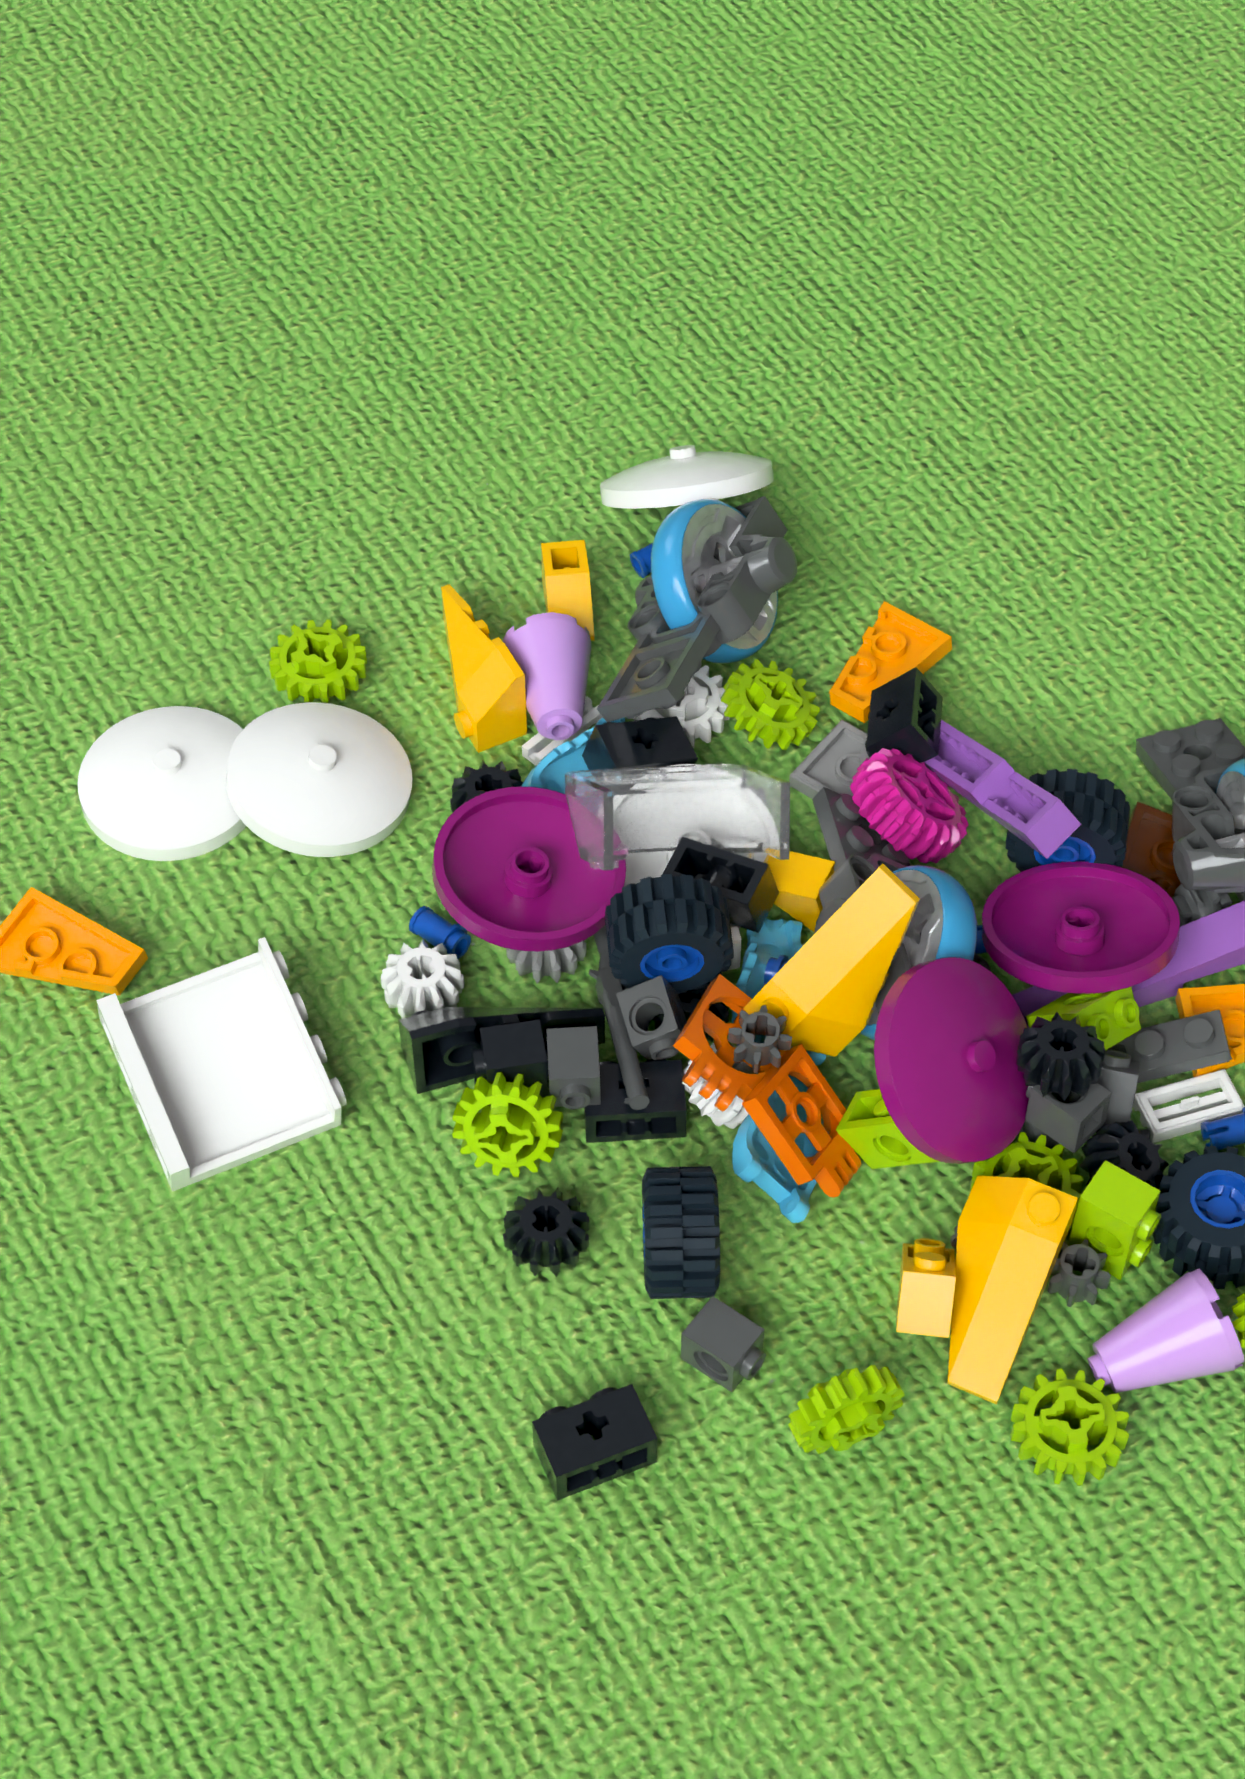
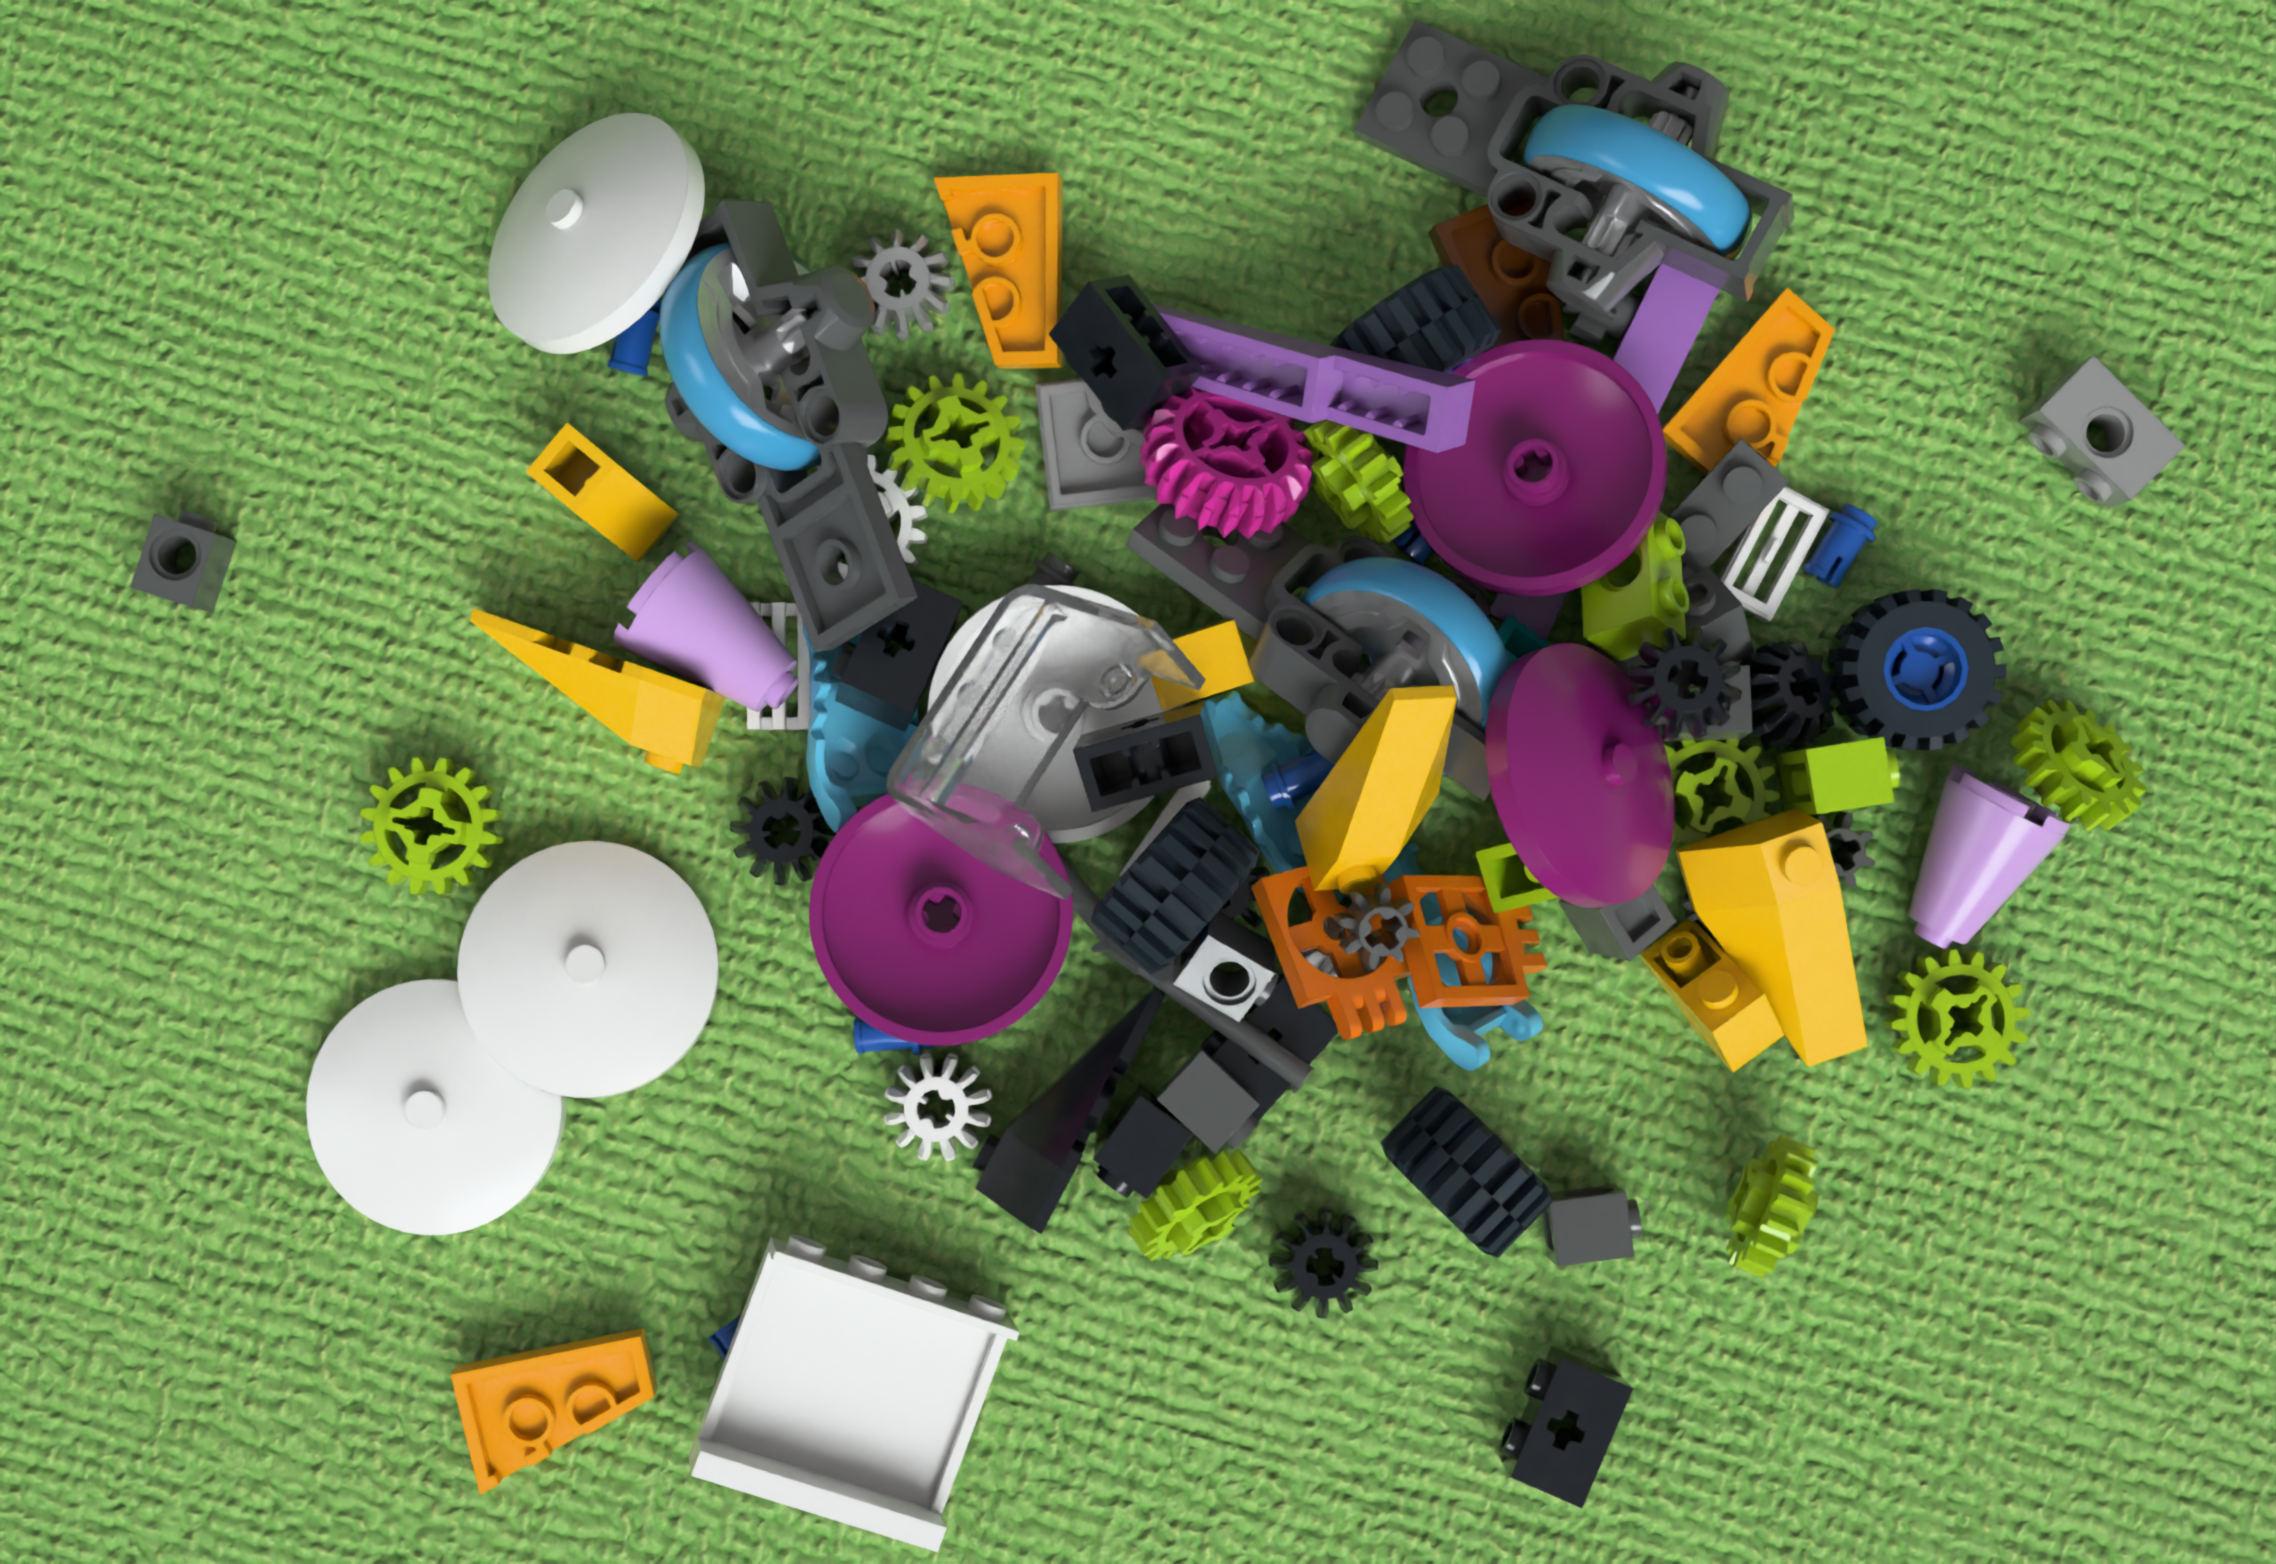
camera: 45 degrees left, 35 degrees up
(335, 478) = (158, 568): none -> dark grey brick
(817, 627) = (924, 277): none -> light grey gear
(910, 1188) = (1622, 928): none -> dark grey brick
(976, 859) = (1358, 480): none -> lime gear

